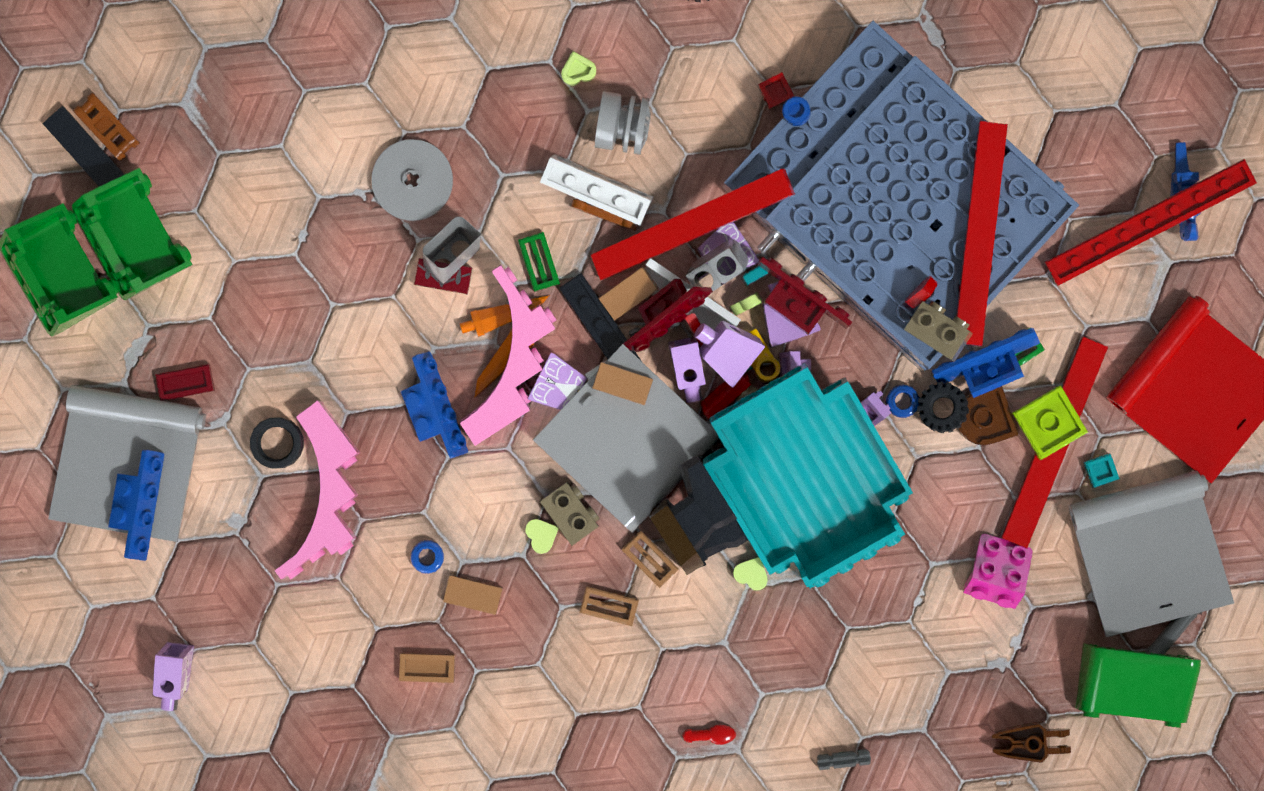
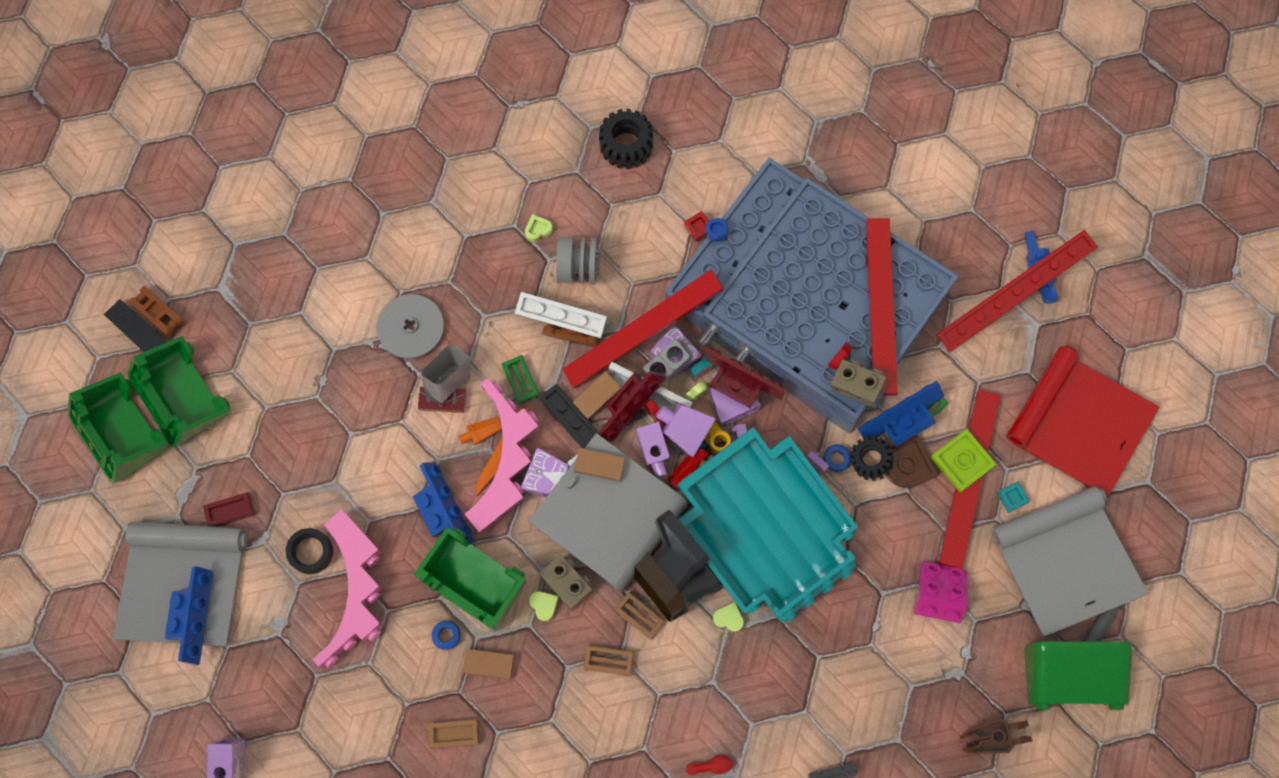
camera: 10 degrees left, 15 degrees down
(462, 500) = (470, 578): none -> green windscreen

